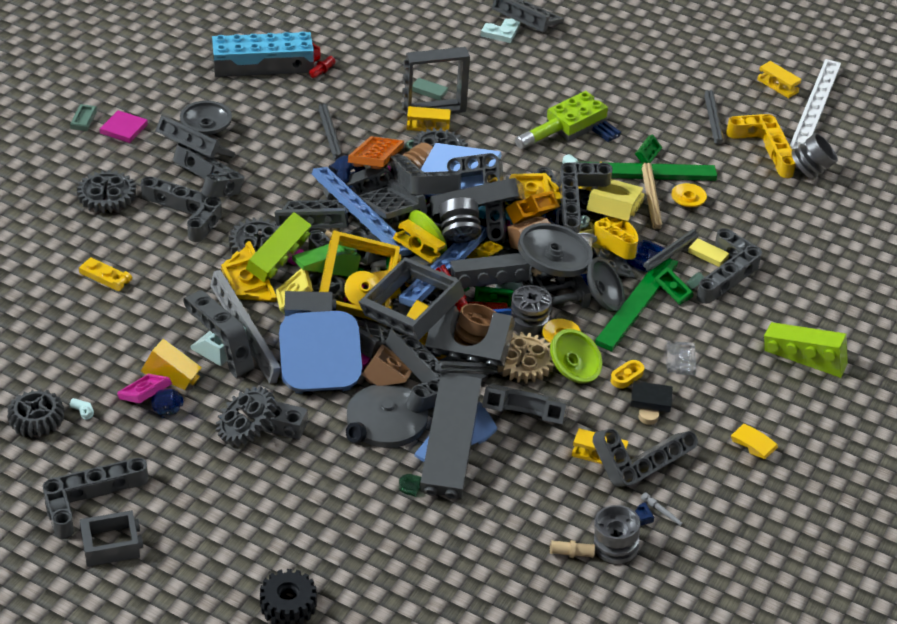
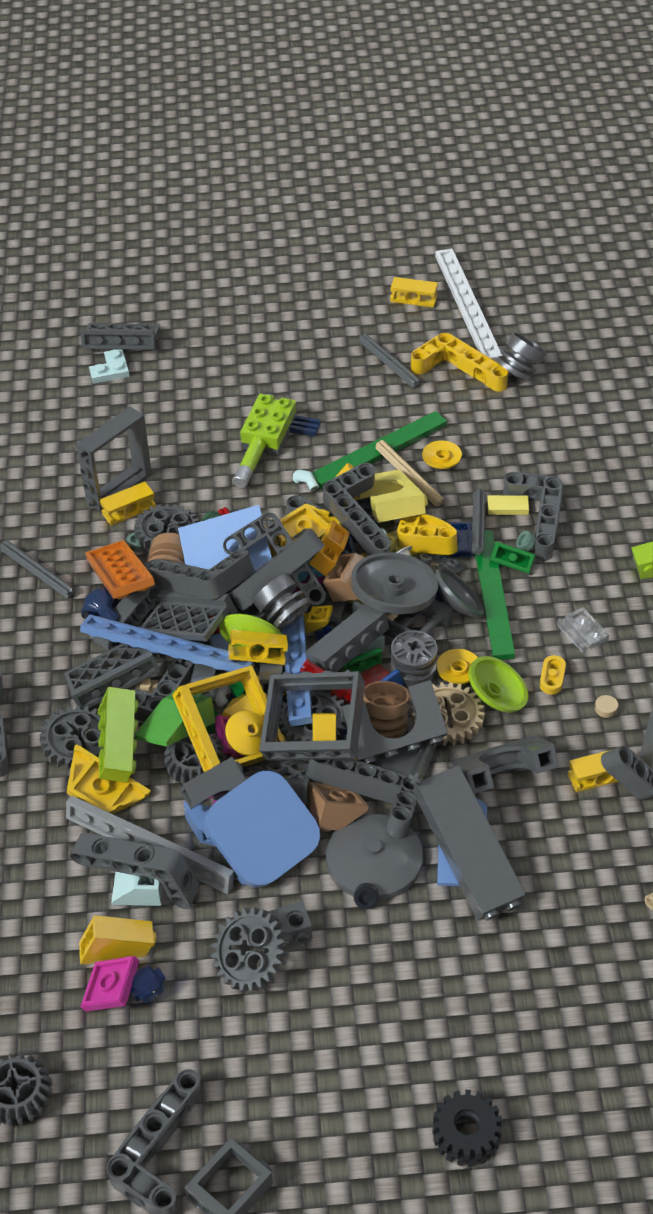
camera: 30 degrees left, 5 degrees up
(85, 408) = (61, 1047): light aqua arm -> none
(298, 282) = (168, 773): light yellow tile -> none
(409, 484) = (463, 919): clear green tile -> none
(429, 89) = (105, 467): sand green tile -> none
(648, 150) = (364, 426): green plate -> none
(651, 396) = (594, 685): black tile -> none

